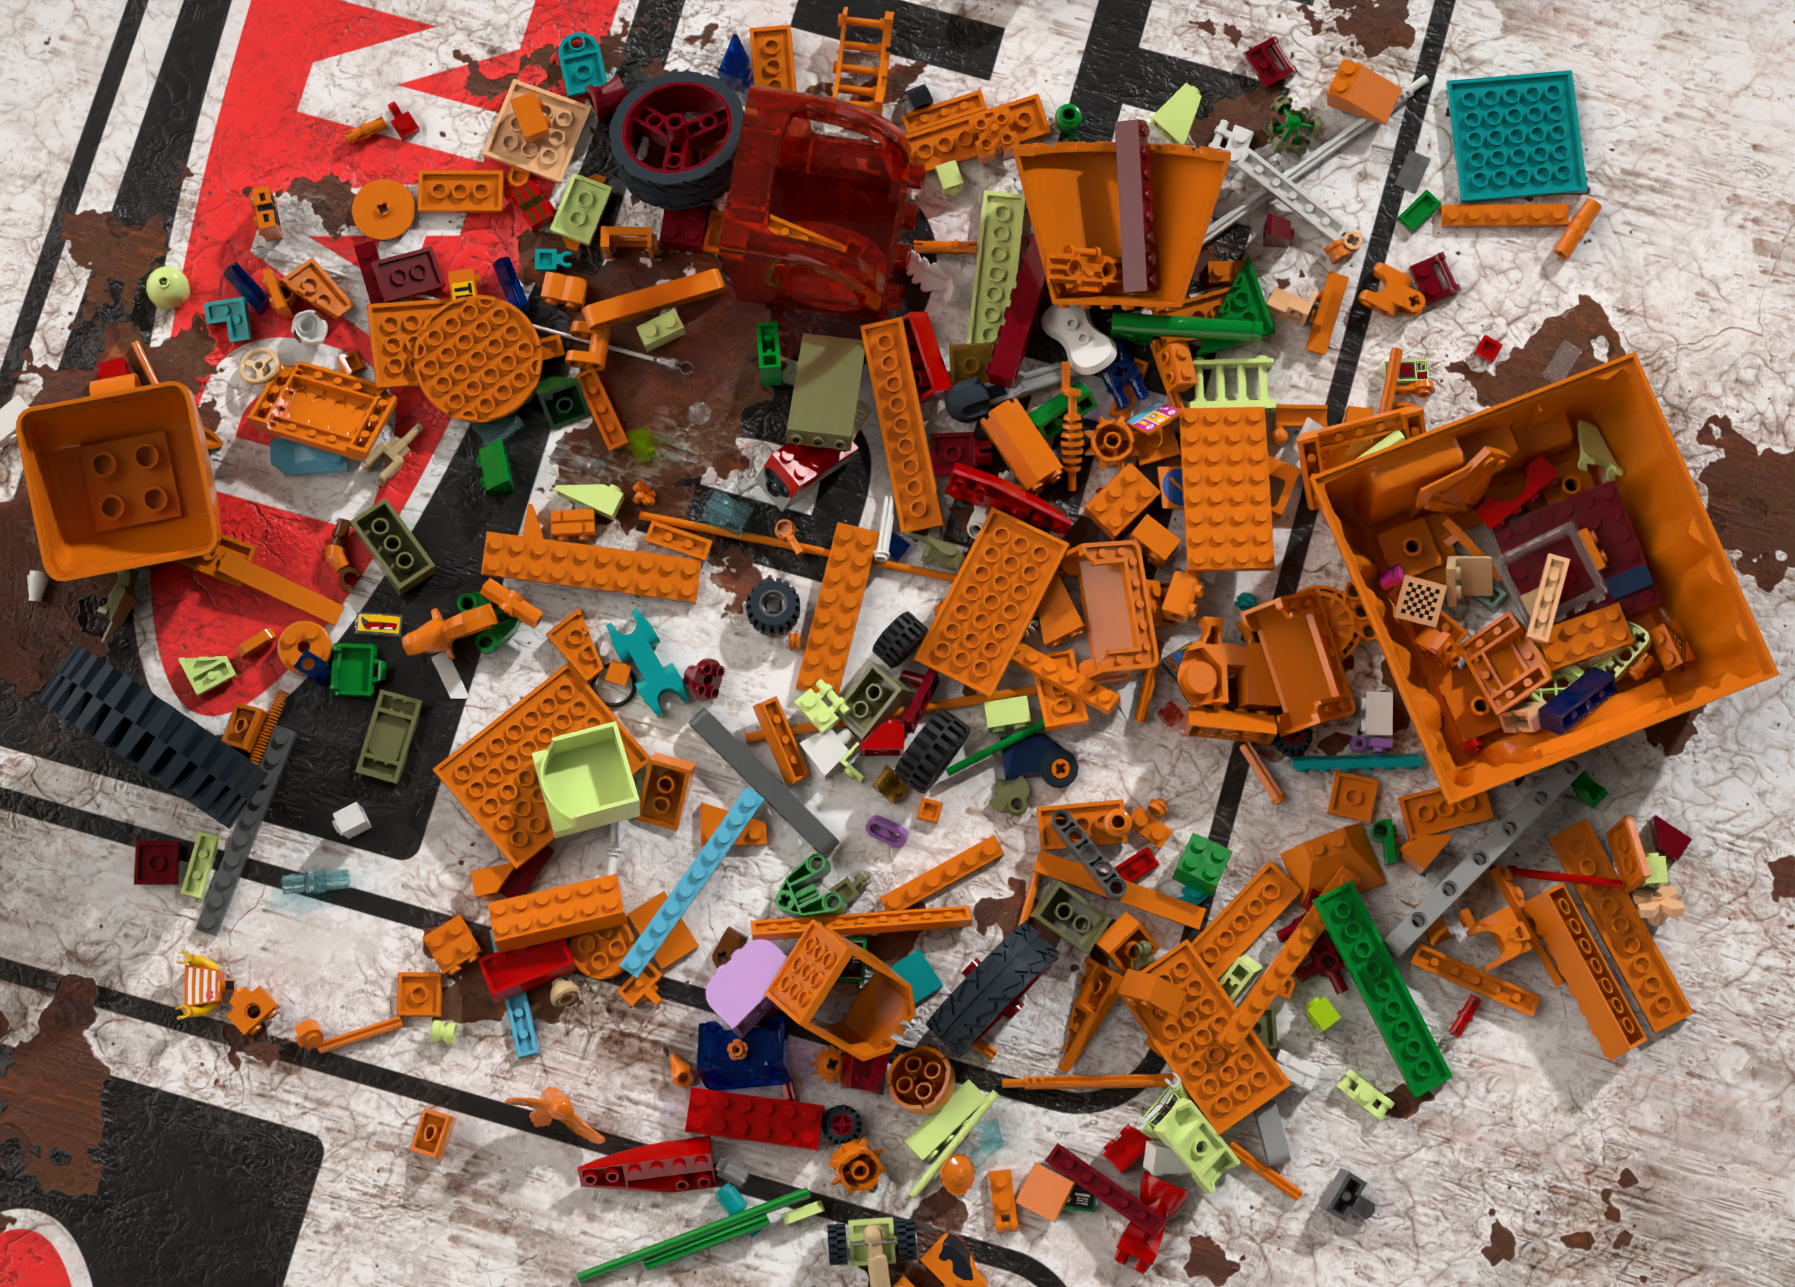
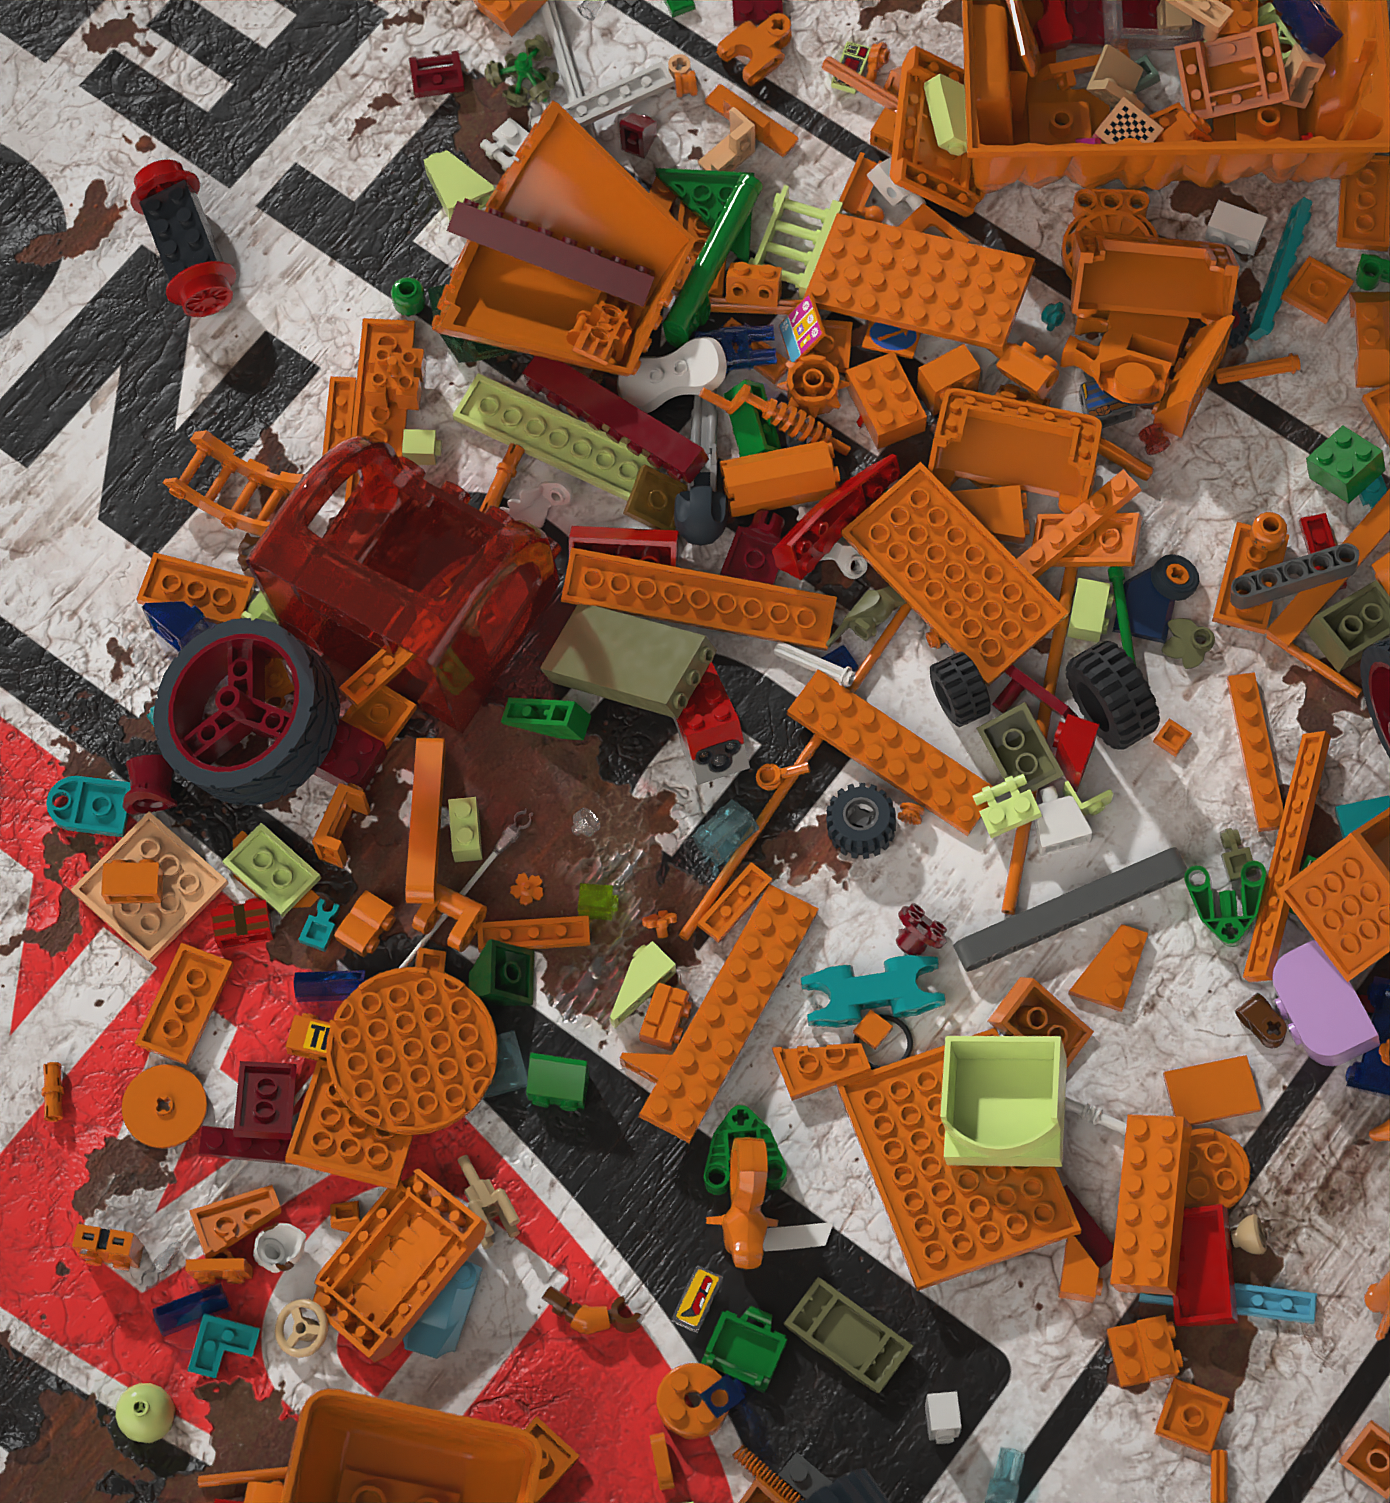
camera: 65 degrees left, 10 degrees down
(281, 588) = (605, 1402): orange tile -> none
(392, 546) = (606, 1243): olive brick -> none
(403, 123) = (65, 1043): red plate -> none
(443, 1032) = (1252, 1401): yellowish green wheel -> none
(511, 603) = (741, 1117): orange piece -> none
(518, 177) = (197, 931): orange tile -> none
(635, 392) = (527, 889): none -> orange plant
(642, 988) = (1274, 1139): orange hinge -> none
(692, 882) = (1169, 1033): medium azure plate -> none
(781, 740) = (1028, 870): orange slope -> none
(887, 831) = (1181, 791): medium lavender plate -> none
(890, 785) = (1129, 765): pearl gold piece -> none
(919, 97) = (307, 446): black brick -> none
(1150, 828) = (1285, 503): orange plate -> none
(1158, 807) = (1258, 491): orange plate -> none
(1379, 745) = (1269, 241): medium lavender plate -> none

